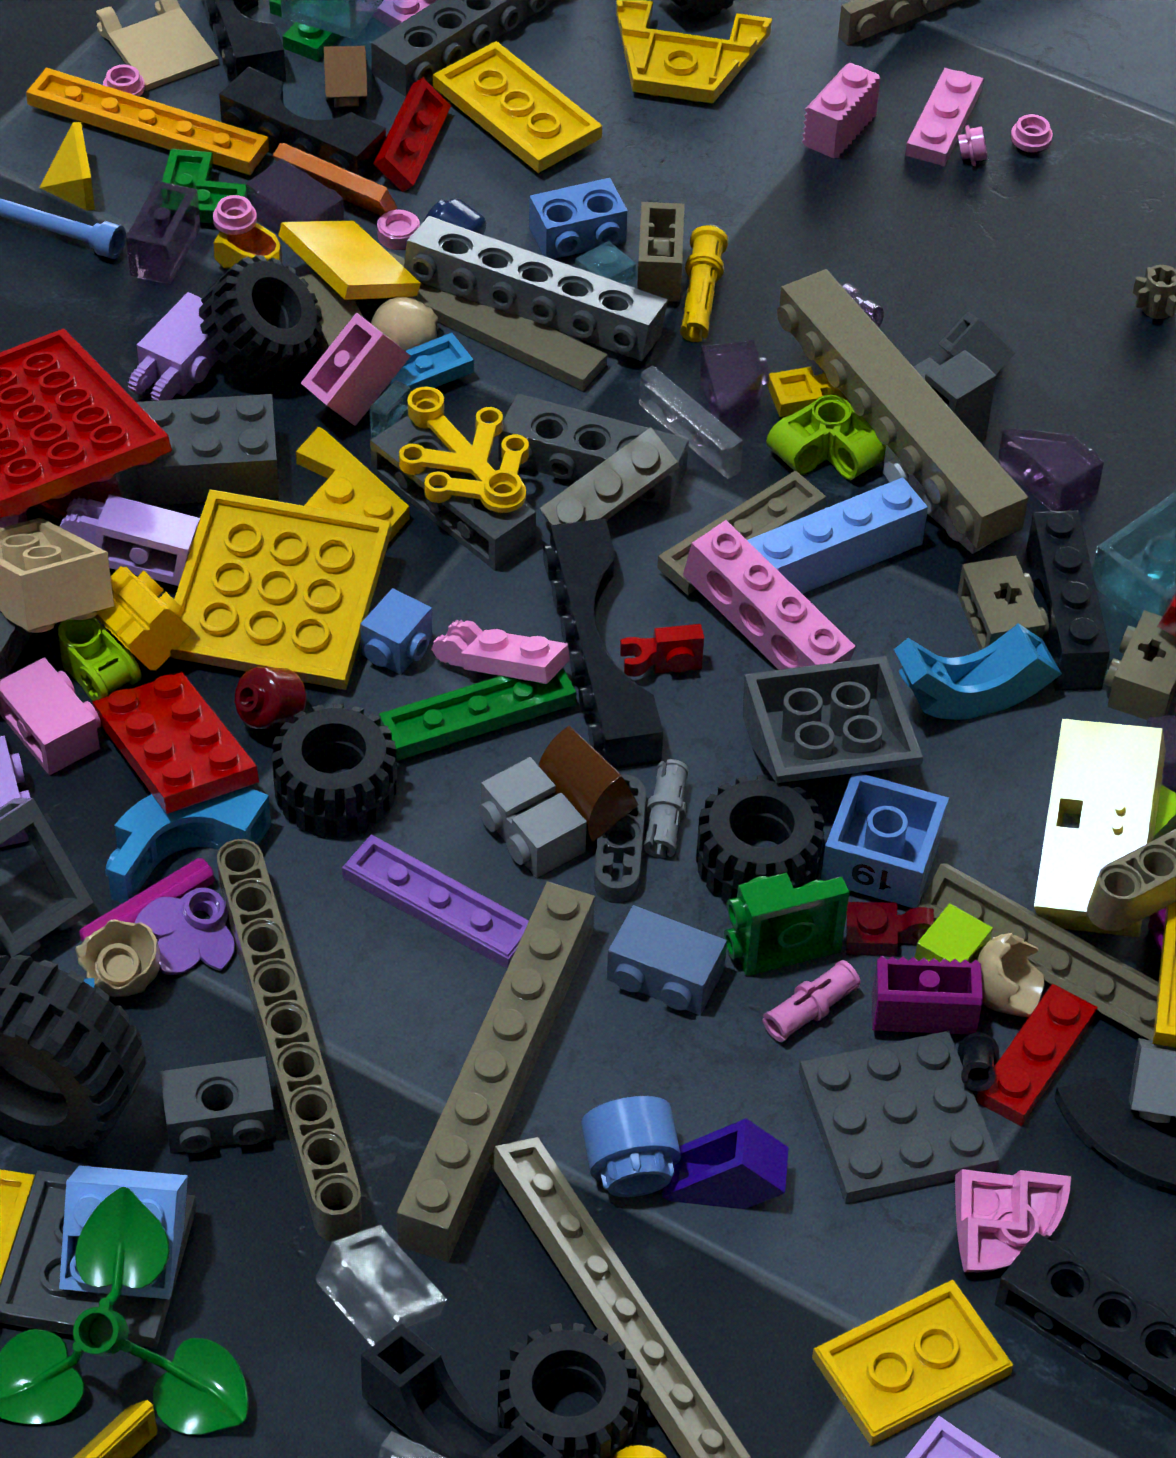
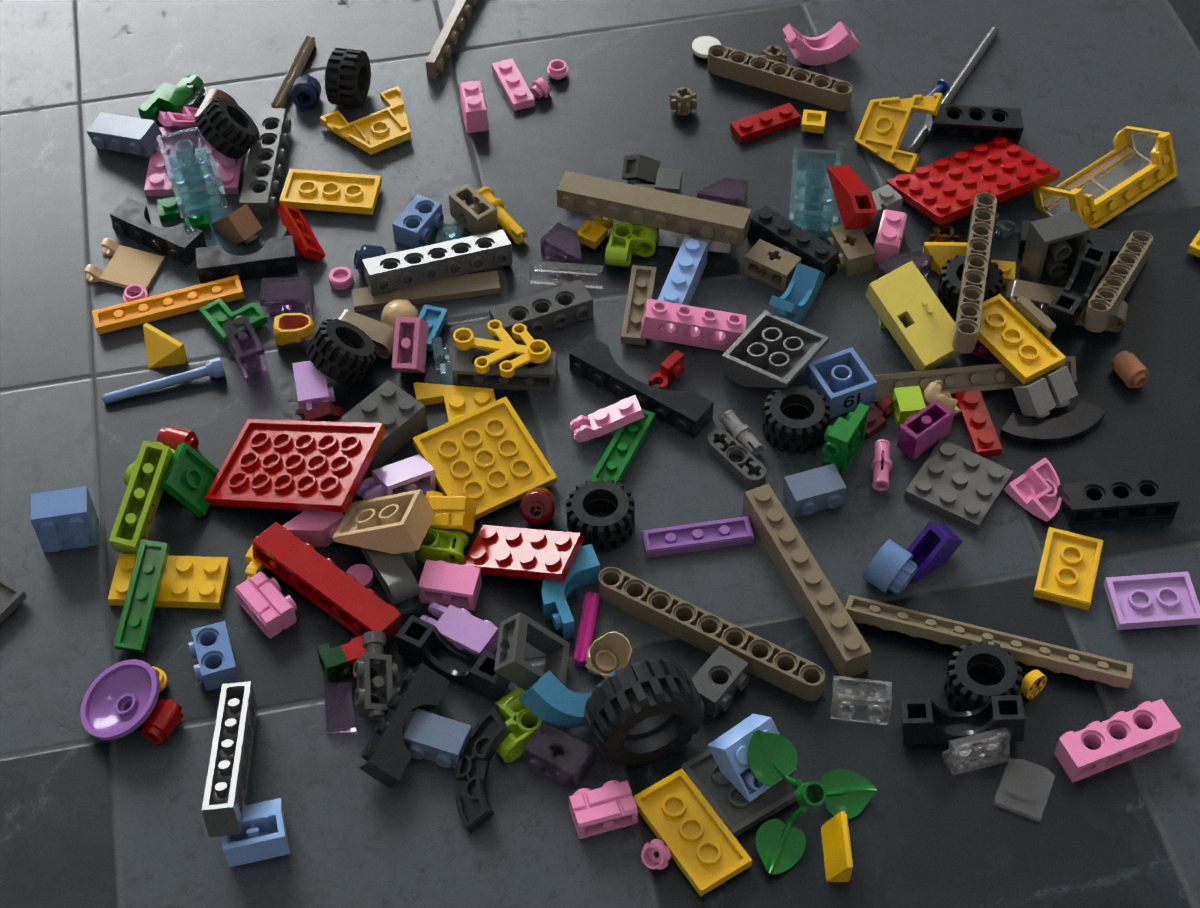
camera: 40 degrees left, 0 degrees up
(141, 379) = (323, 412): none -> dark red plate
(184, 936) = (620, 621): medium lavender plate -> none
(234, 215) = (276, 315): bright pink plate -> none
(347, 184) = (315, 270): orange tile -> none
(349, 259) = (346, 302): yellow tile -> none
(396, 631) = (554, 441): medium blue brick -> none
(535, 829) = (697, 481): light grey piece -> none
(587, 782) = (705, 445): reddish brown brick -> none
(613, 482) = (572, 320): dark tan plate -> none
(978, 1056) = (966, 440): black pin -> none

